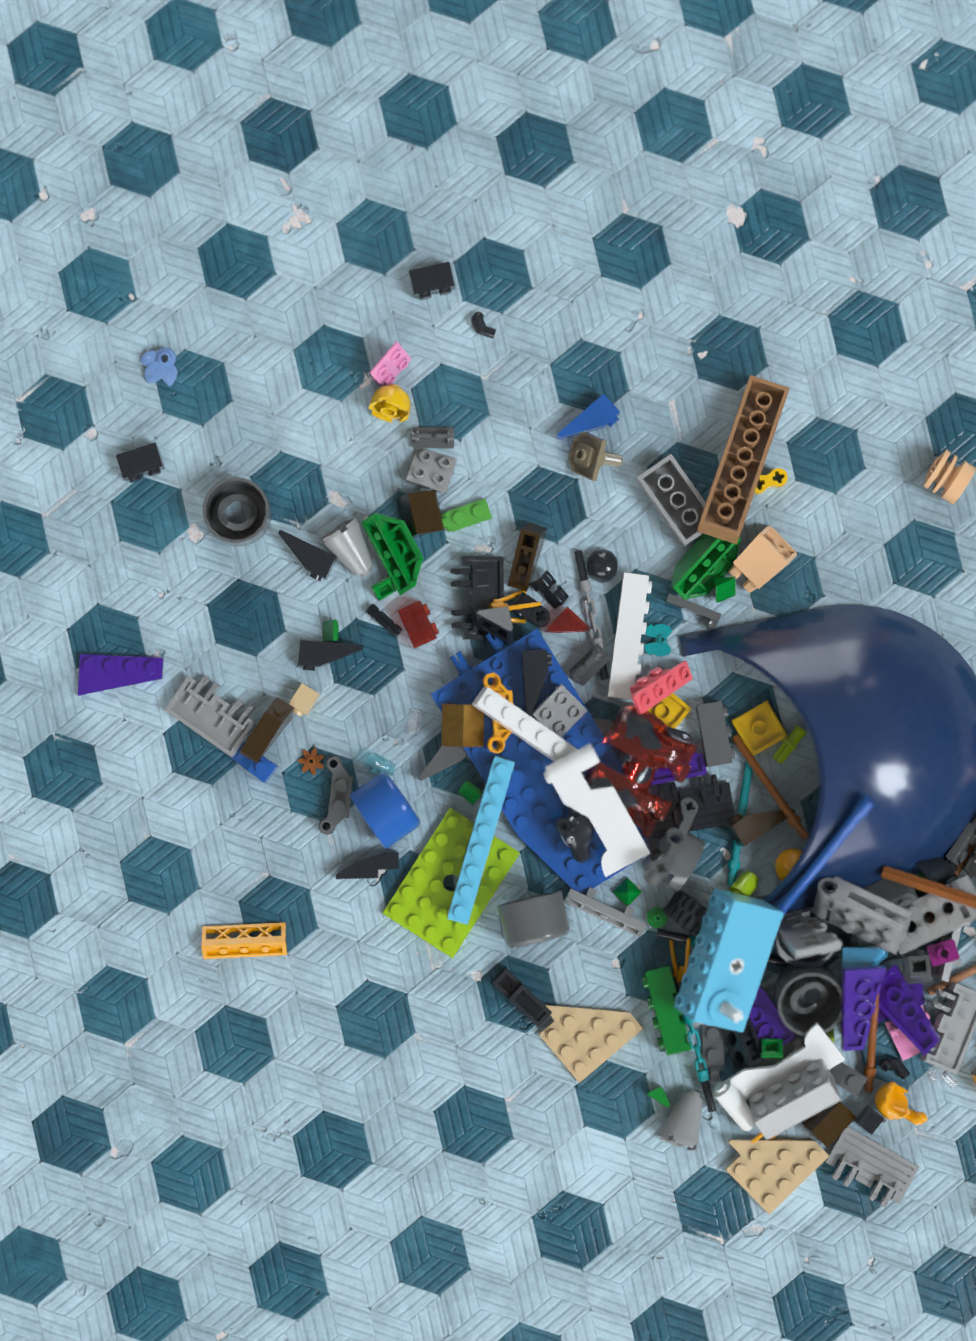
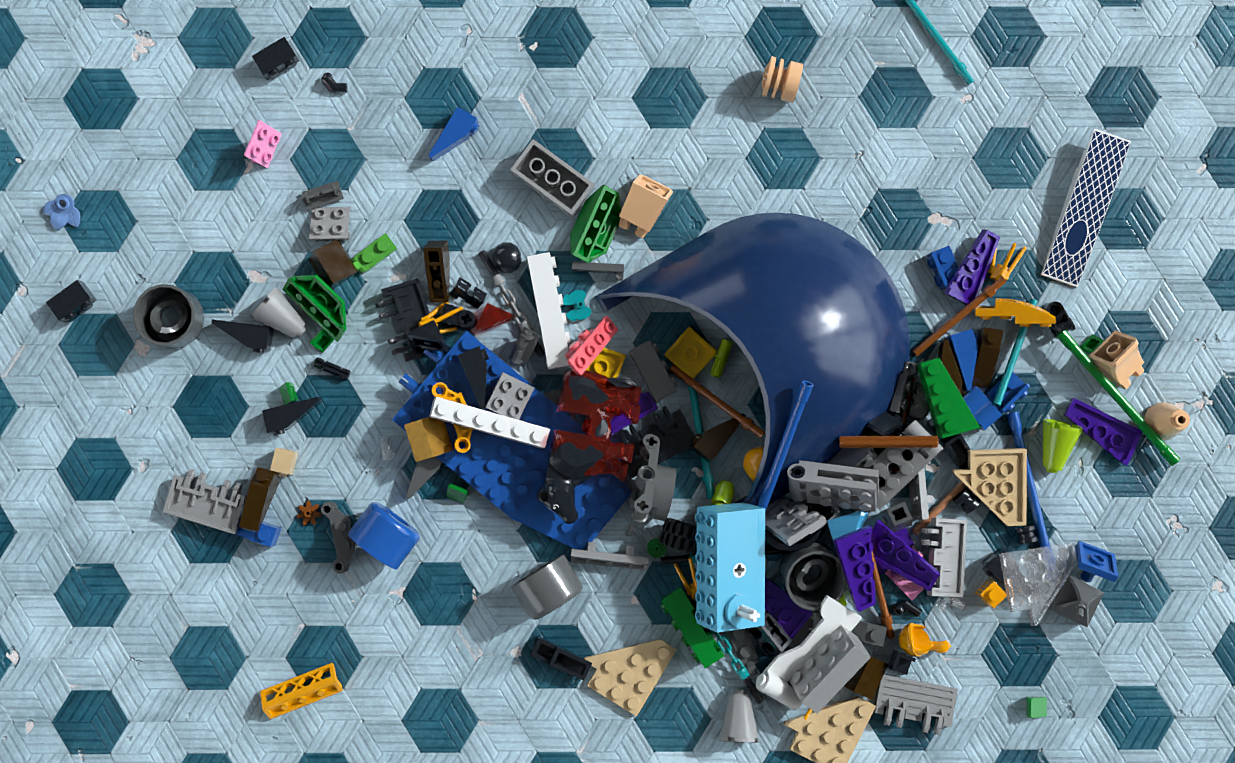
camera: 25 degrees left, 0 degrees up
(111, 672) = (103, 495): dark purple wing -> none
(370, 866) = (390, 588): black slope -> none
(377, 764) = (366, 496): clear light blue cone -> none
(390, 403) = (274, 177): yellow cylinder -> none
(418, 625) = (362, 362): clear red brick -> none
(423, 901) = (462, 609): lime plate -> none
(480, 839) = (477, 533): medium azure brick -> none
(588, 454) = (462, 164): dark tan piece -> none
(601, 806) = (572, 468): white door -> none
(627, 891) = (623, 534): green slope -> none
(659, 1095) = (709, 703): green slope -> none
(724, 588) = (619, 241): green slope -> none
(743, 459) = (597, 123): medium nougat brick -> none
(767, 481) = (626, 136): yellow axle -> none
(772, 1048) = (794, 629): green slope -> none
(942, 952) = (915, 495): magenta bracket -> none

